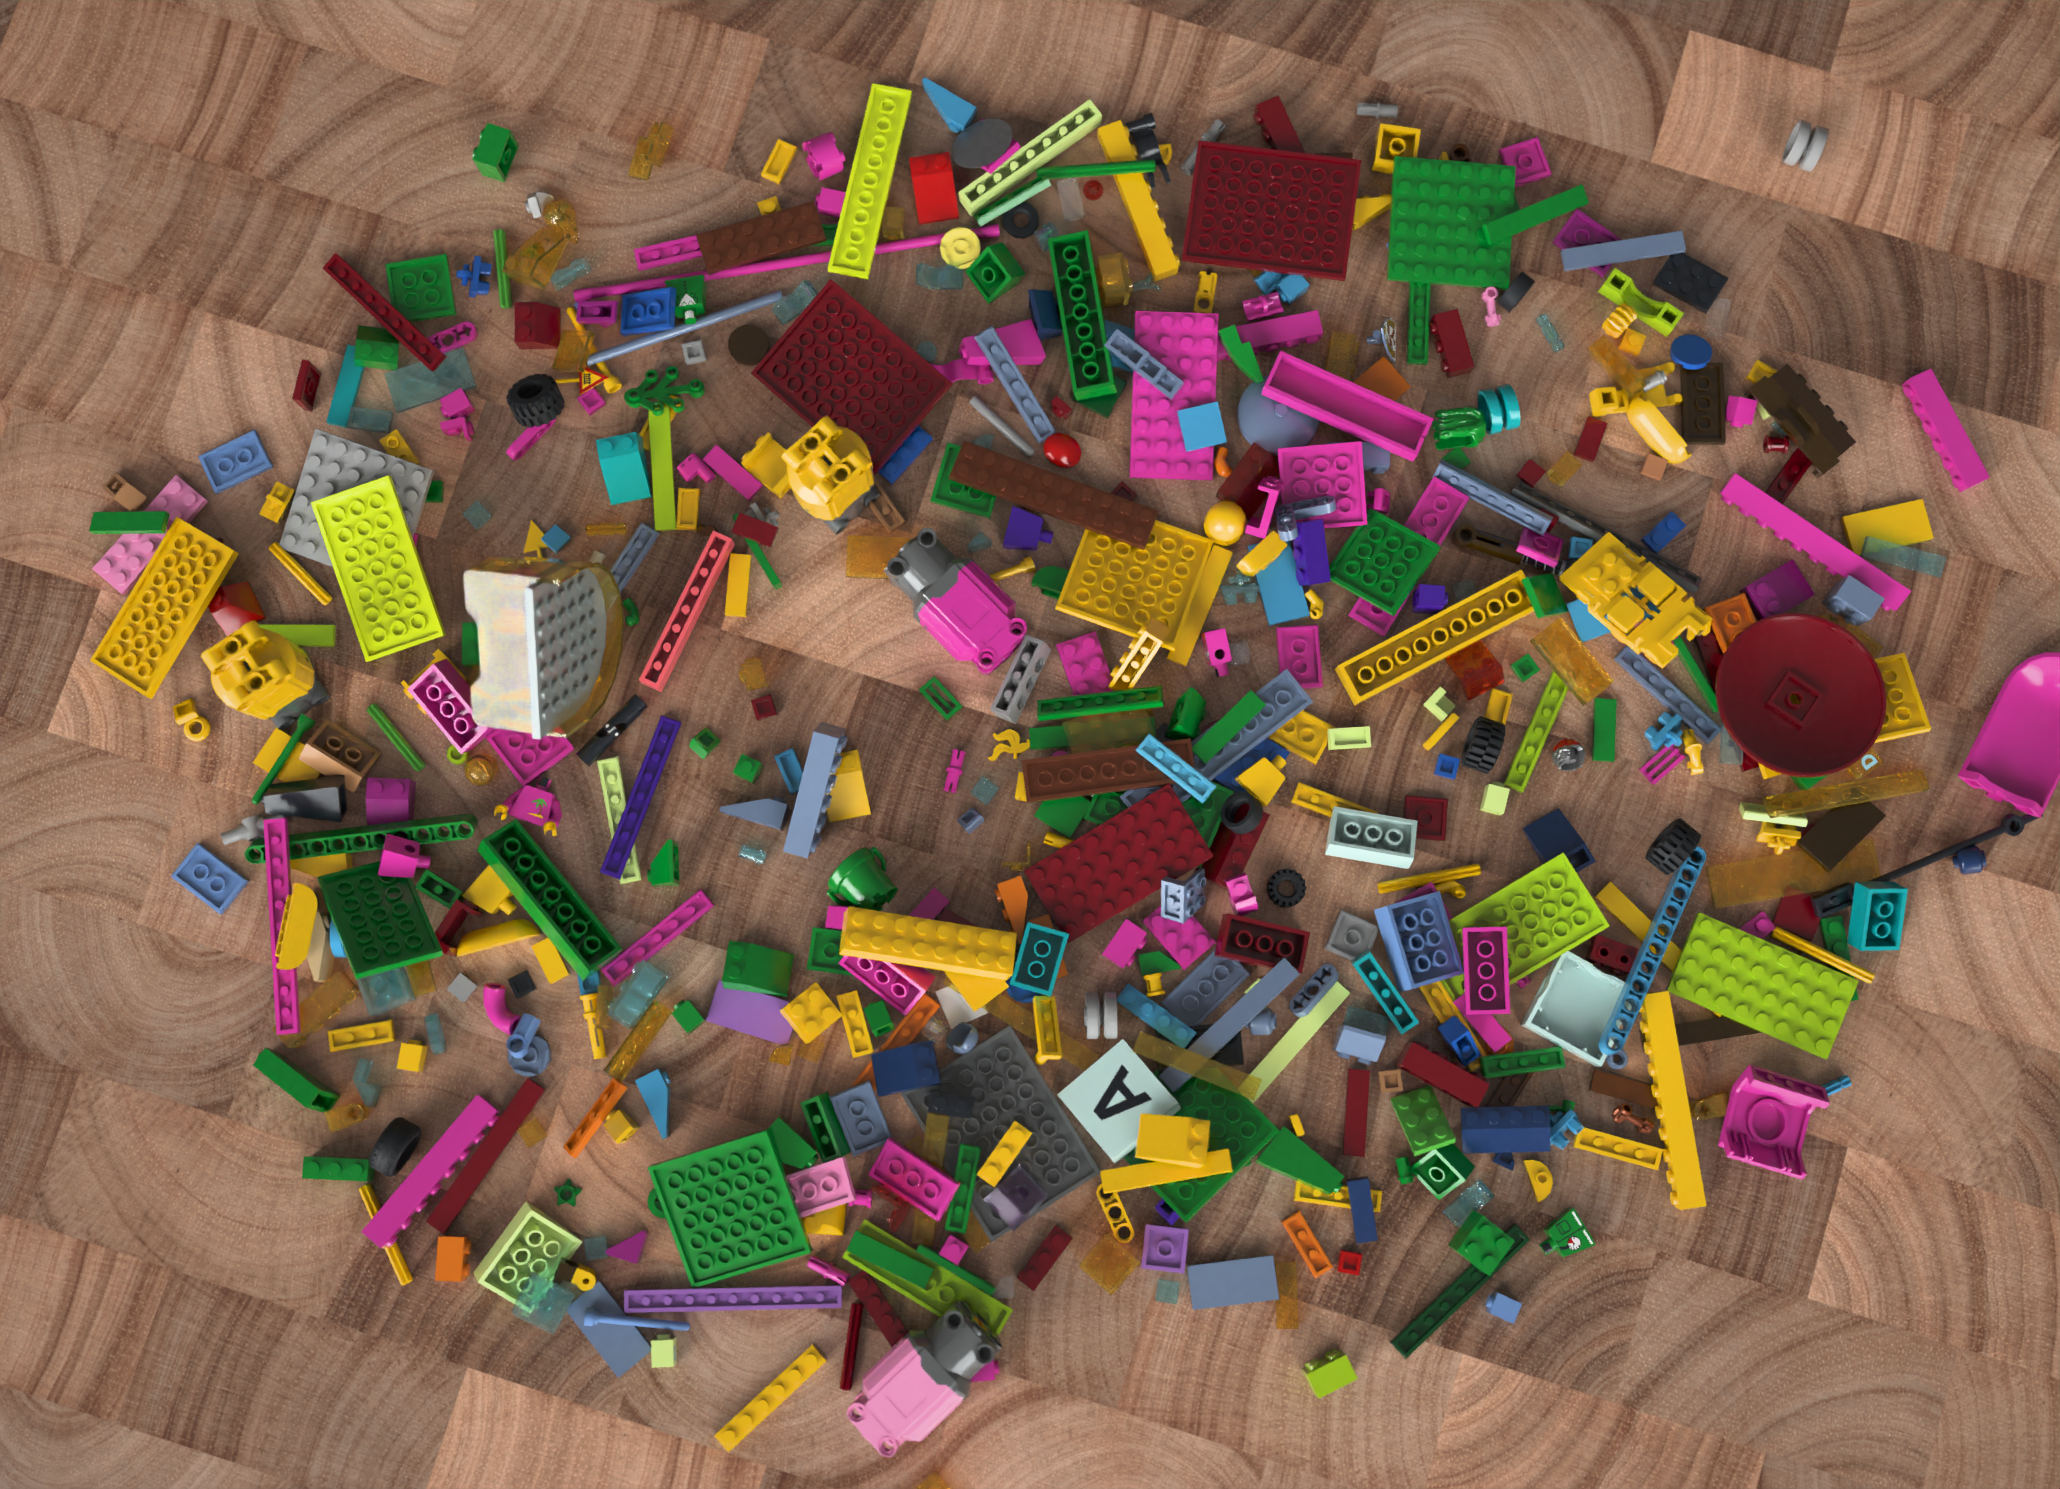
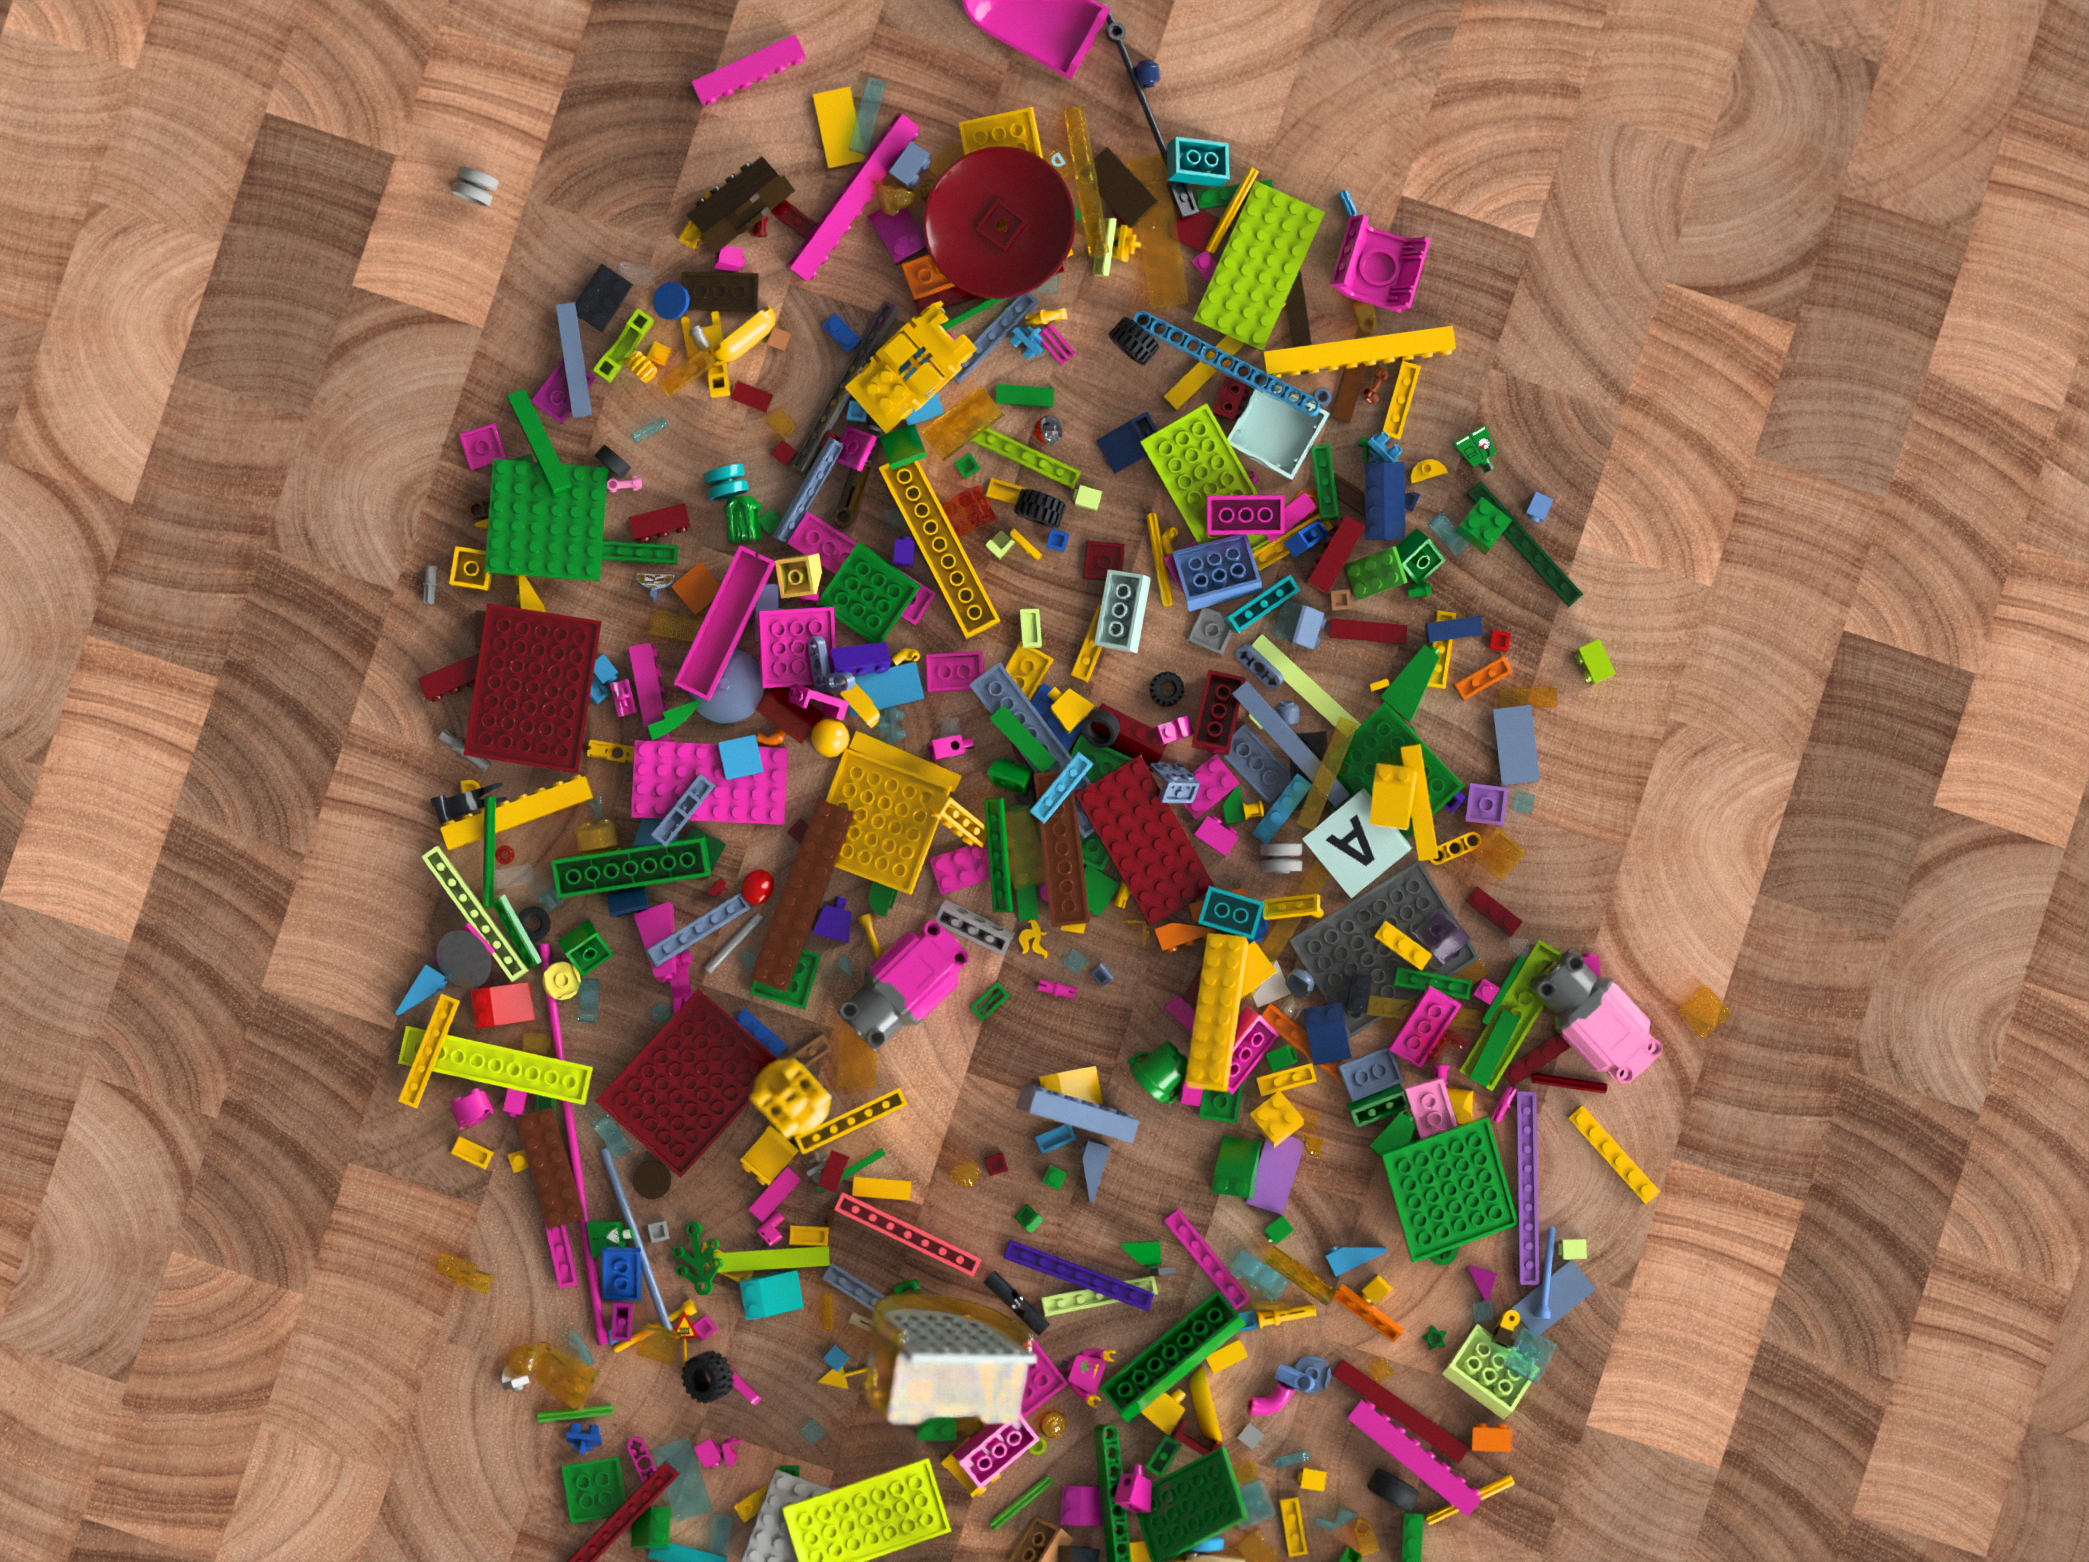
camera: 85 degrees left, 5 degrees up
(495, 152) = (464, 1420): green brick -> none
(522, 984) = (1248, 1382): black tile -> none
(537, 326) = (632, 1378): dark red slope -> none
(644, 888) = (1161, 1271): none -> dark grey tile
(752, 854) = (1132, 1173): clear light blue pin -> none
(810, 550) = (851, 1121): none -> yellow brick
(884, 111) = (429, 1051): none -> yellow plate
(1401, 486) = (798, 575): none -> light yellow slope
(1816, 584) = (894, 199): none -> clear yellow hair

